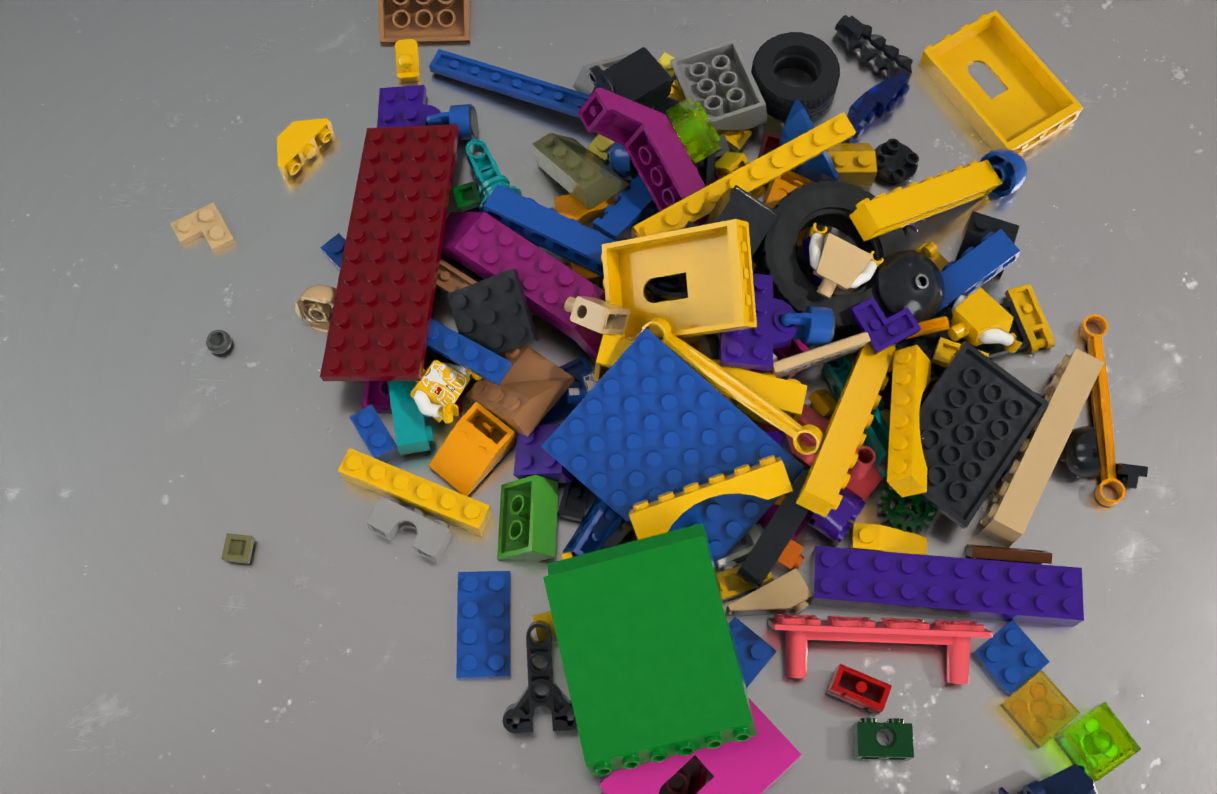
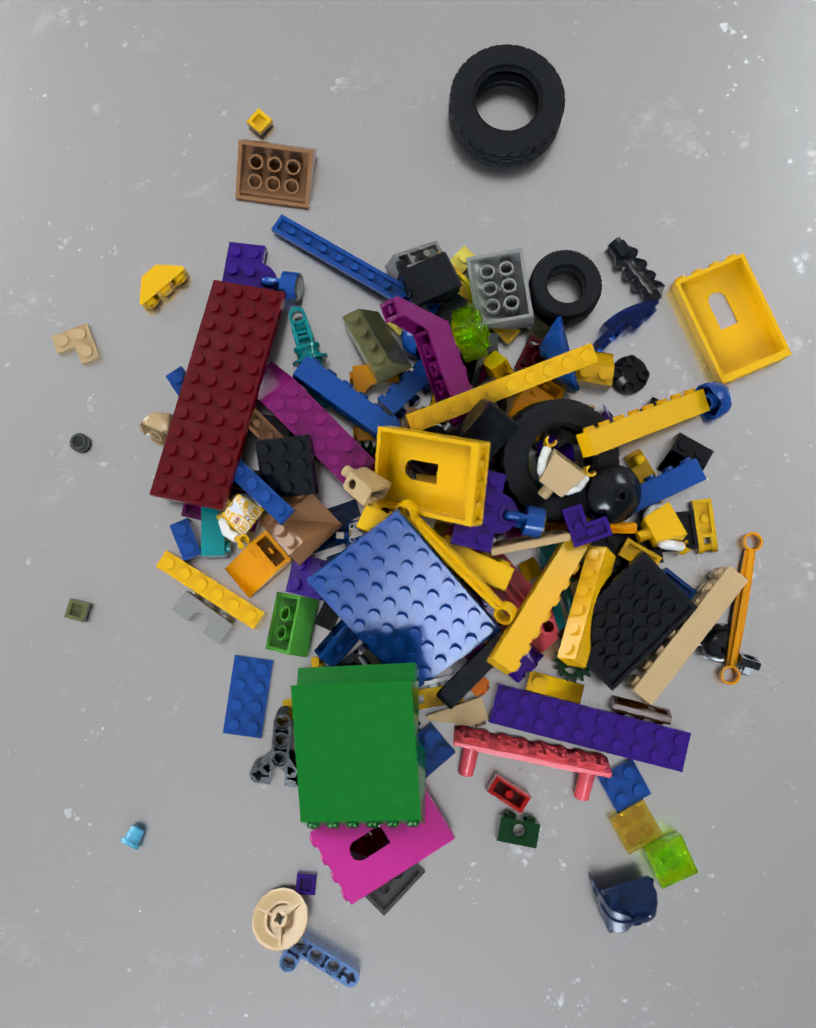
camera: 10 degrees right, 15 degrees up
(407, 61) = (255, 219): yellow piece -> none
(467, 196) = (285, 350): green plate -> none
(762, 480) = (465, 637): yellow arch -> none

